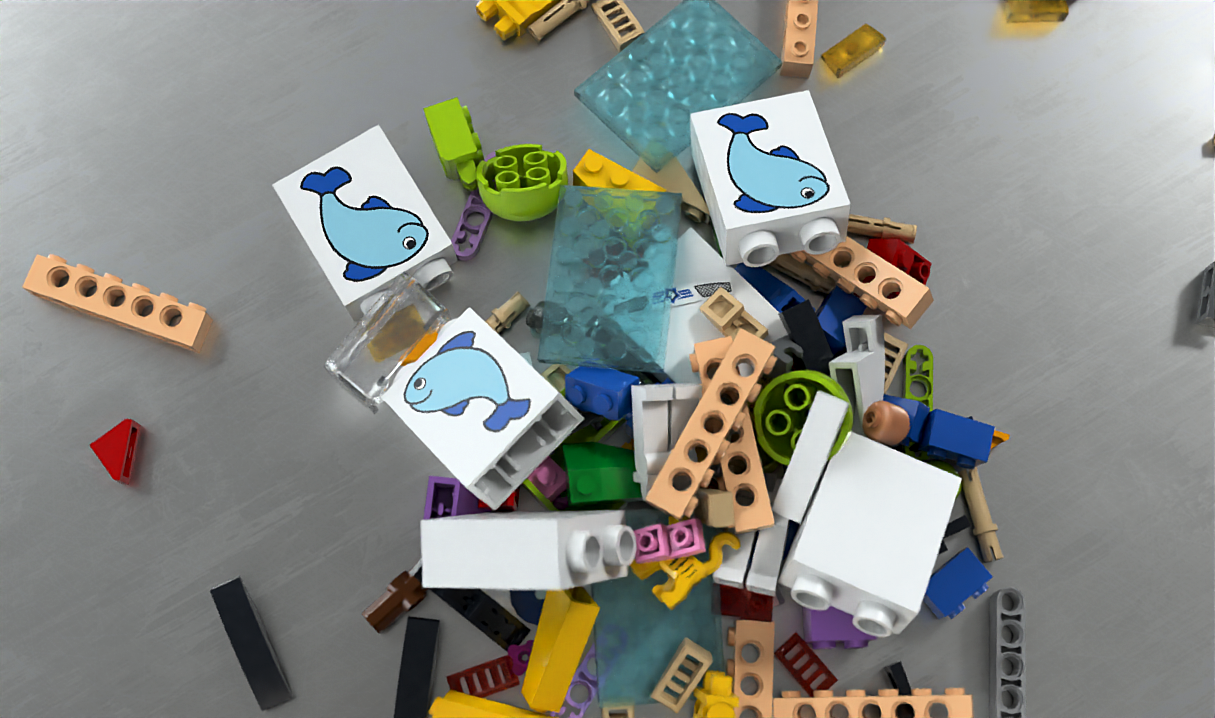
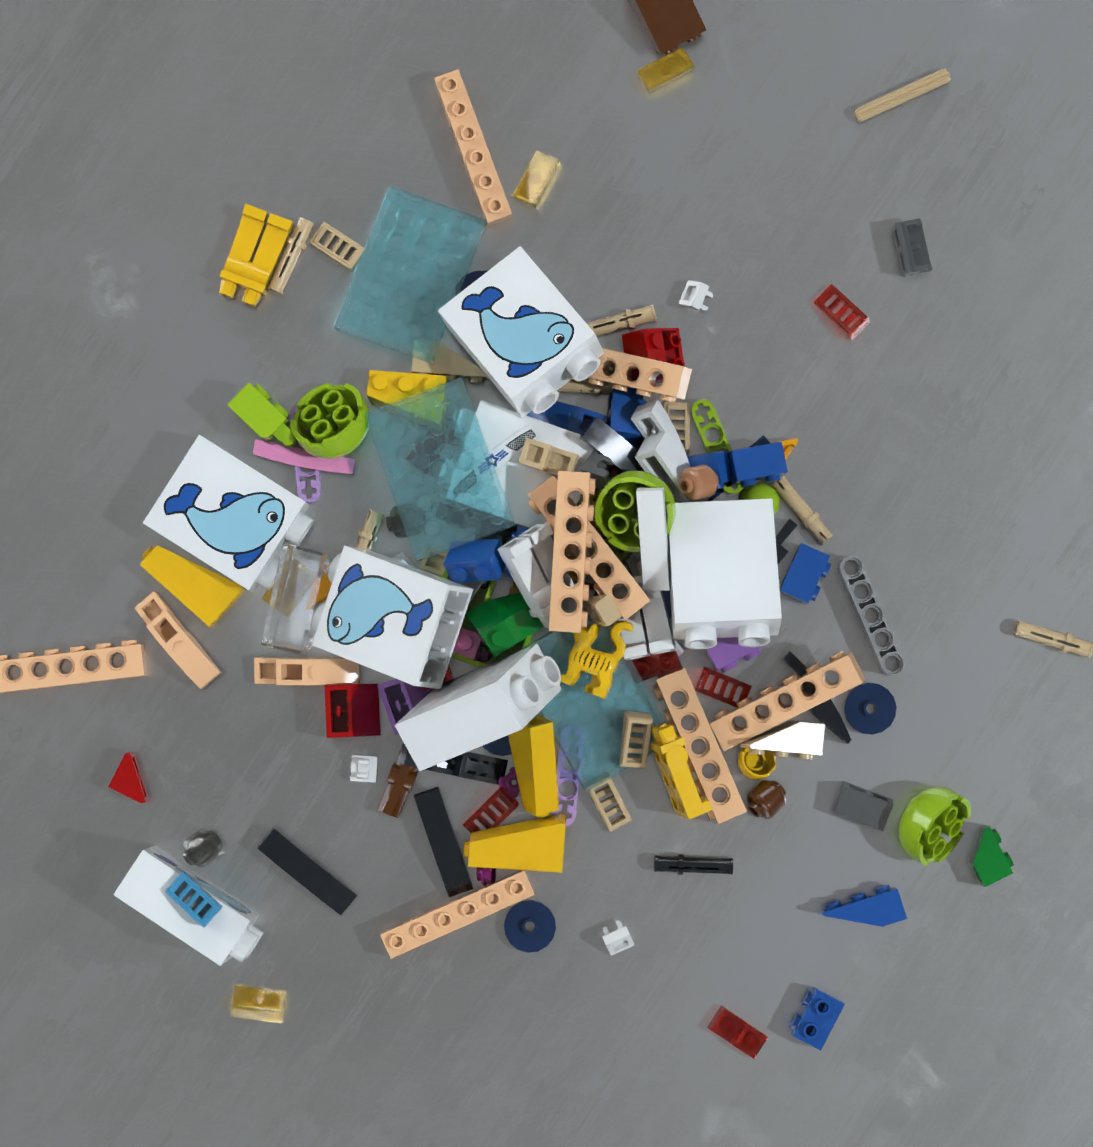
camera: 25 degrees left, 10 degrees up
(87, 632) = (209, 915): none -> dark azure slope
(95, 615) = (225, 936): none -> white brick
(153, 561) = (202, 848): none -> clear smoke head
(245, 330) = (176, 640): none -> light nougat slope
(297, 286) = (196, 587): none -> yellow slope
(365, 426) = (306, 671): none -> light nougat slope
(371, 562) = (364, 768): none -> white tile
(389, 491) = (352, 710): none -> red slope
(475, 208) = (301, 458): none -> bright pink sticker
(669, 541) = (580, 650): bright pink slope -> none
(964, 236) = (694, 295): none -> white tile
(1115, 351) = (857, 327): none -> clear red slope

